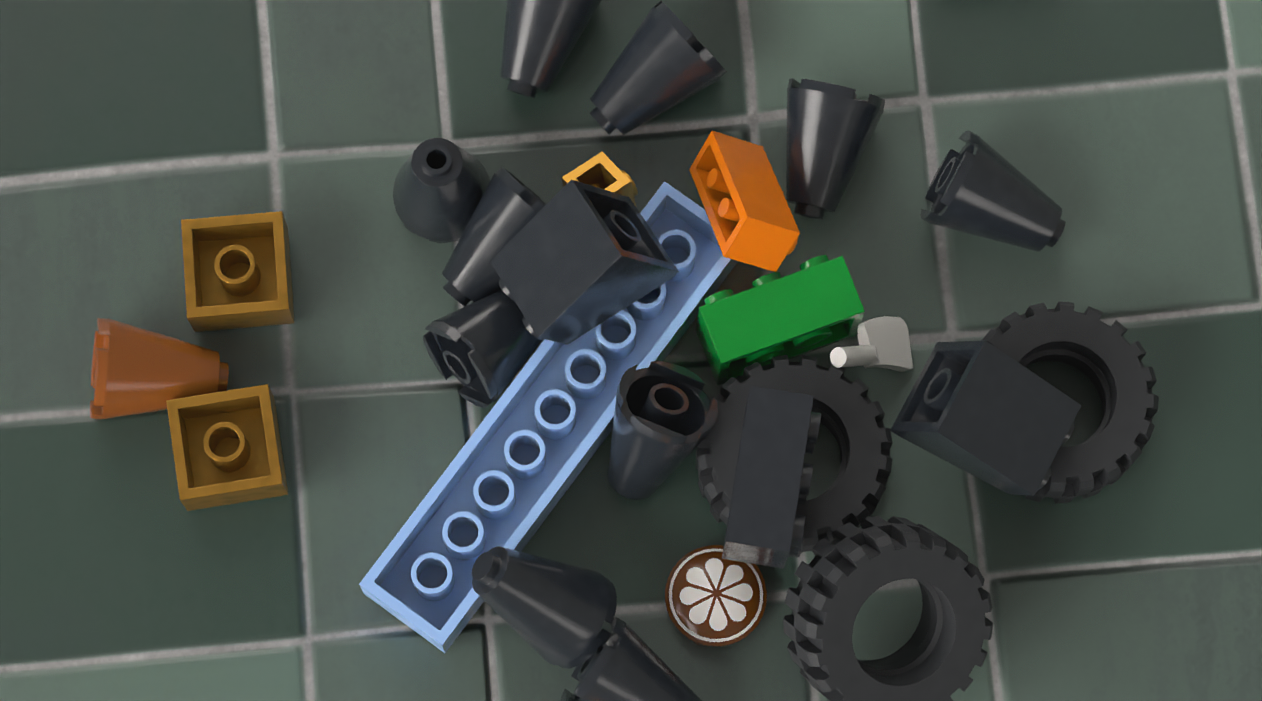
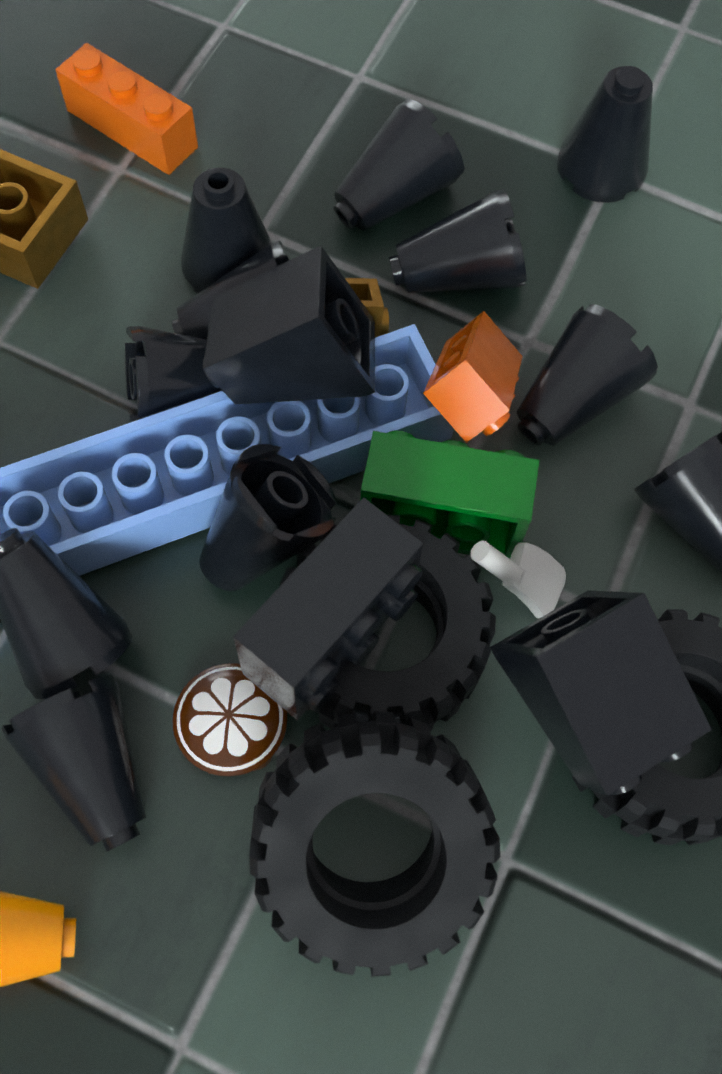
camera: 30 degrees right, 10 degrees down
(249, 94) = (128, 108): none -> orange brick

